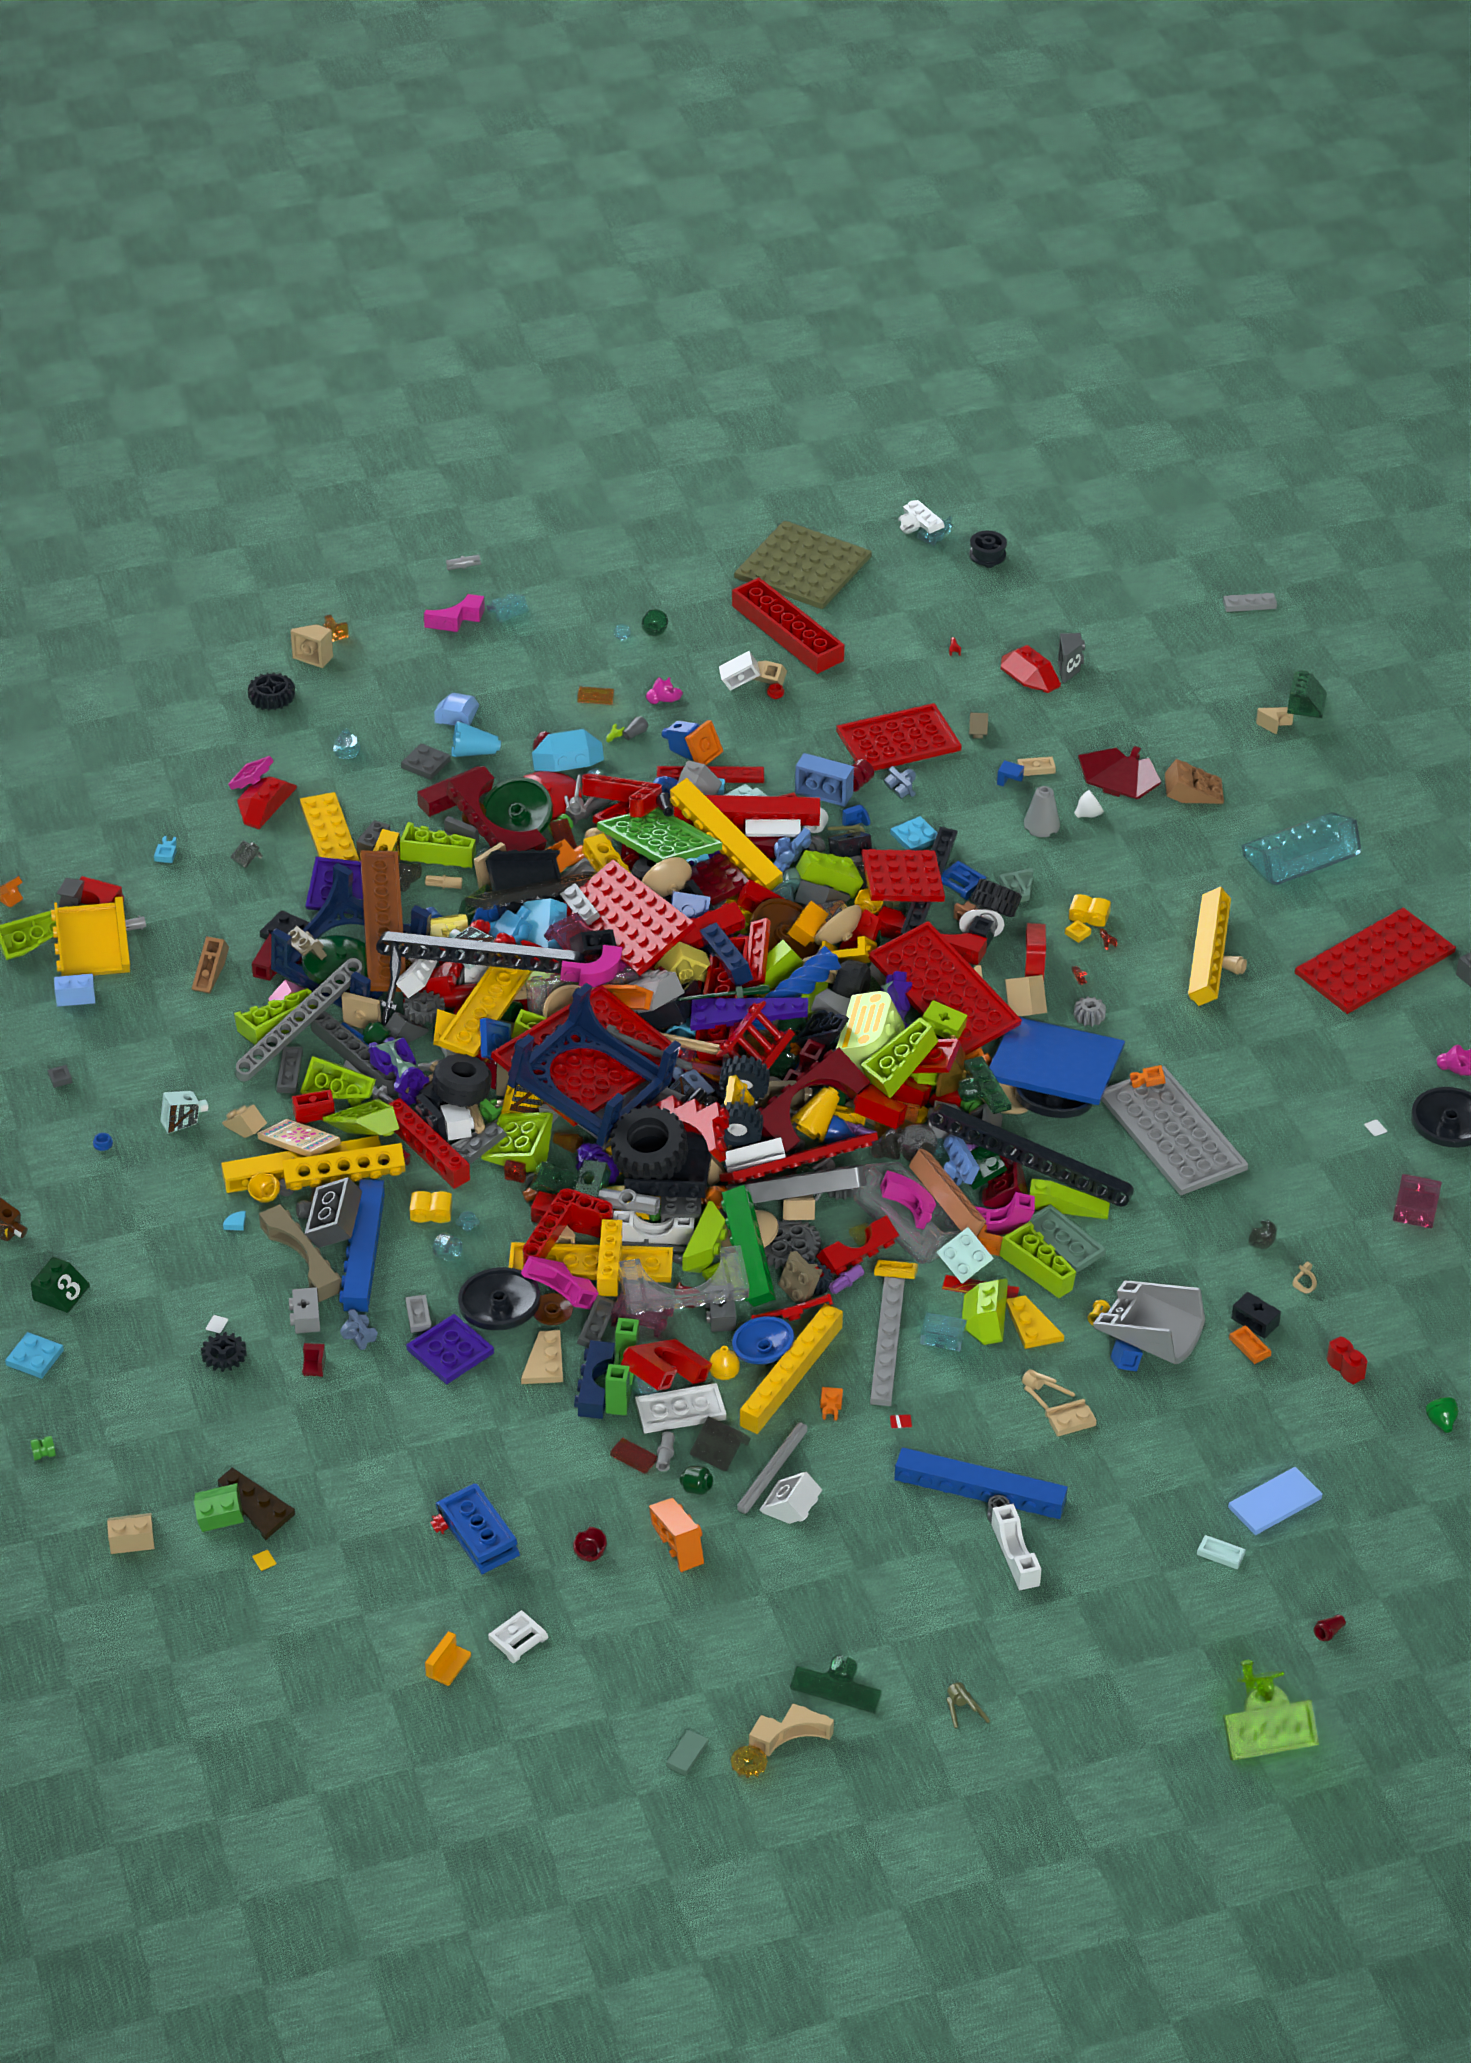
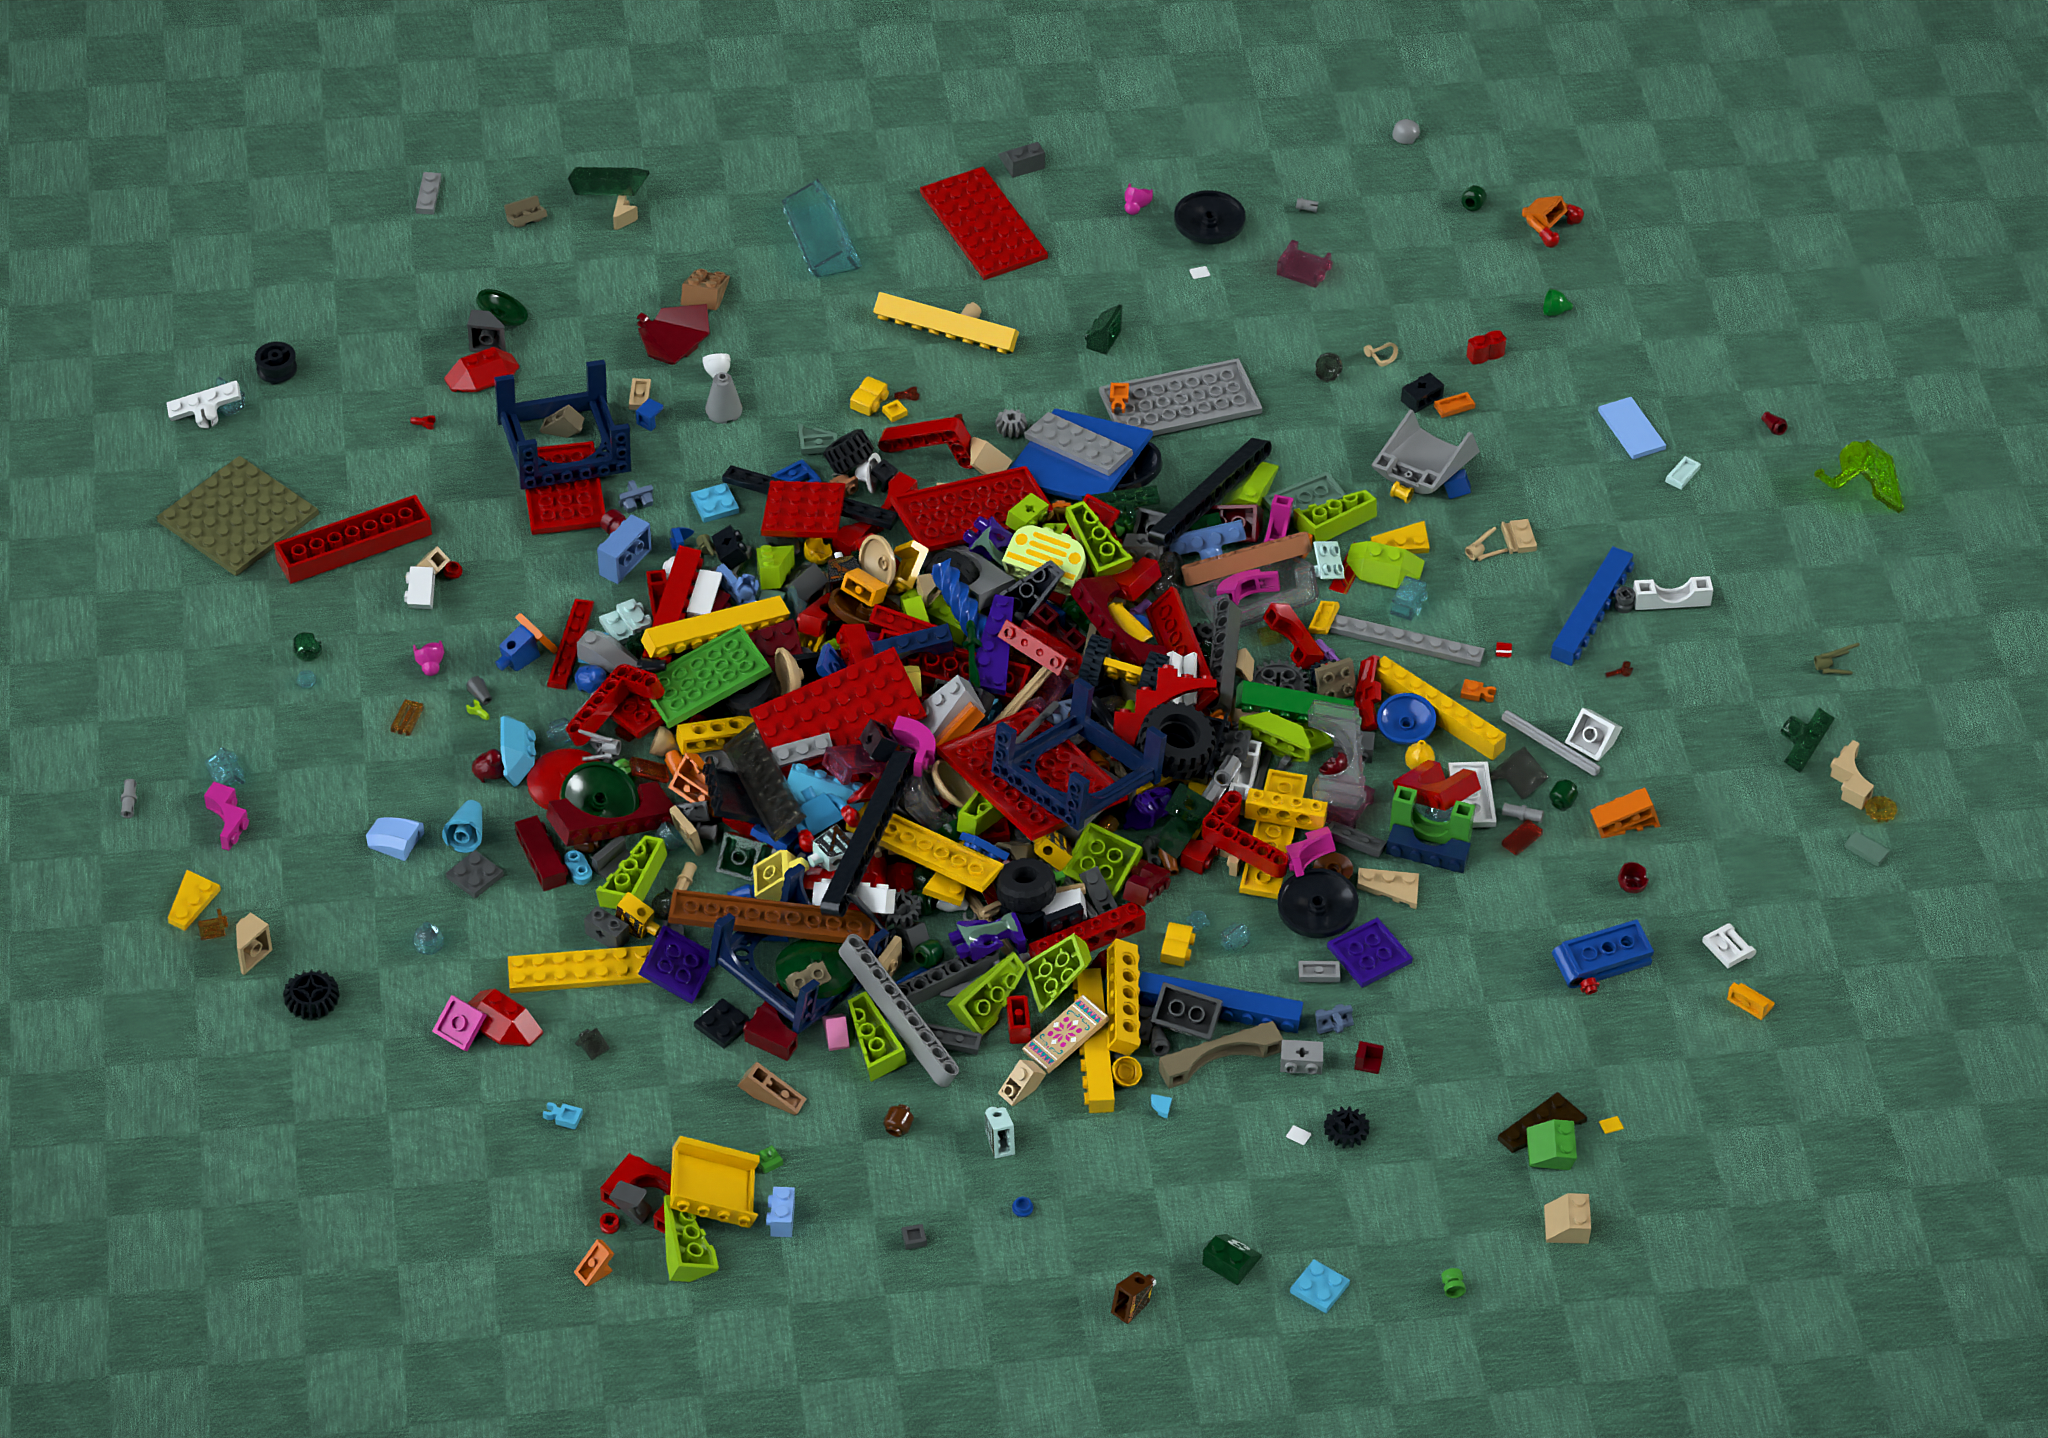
camera: 80 degrees left, 5 degrees up
(53, 897) = (609, 1229): none -> red bush
(137, 977) = (769, 1159): none -> bright green tile
(187, 1047) = (898, 1120): none -> reddish brown head
(364, 615) = (191, 899): none -> yellow wing
(437, 820) = (575, 865): none -> medium azure plate
(476, 1164) = (1148, 885): none -> dark red arch
(896, 1518) = (1624, 670): none -> clear red hand
(933, 749) = (614, 438): none -> dark blue arch
(1067, 1054) = (1078, 443): none -> light grey plate
(1112, 656) = (502, 306): none -> dark green dish
(1245, 1061) = (1105, 330): none -> clear green slope
(1246, 659) = (524, 211): none -> dark tan bracket

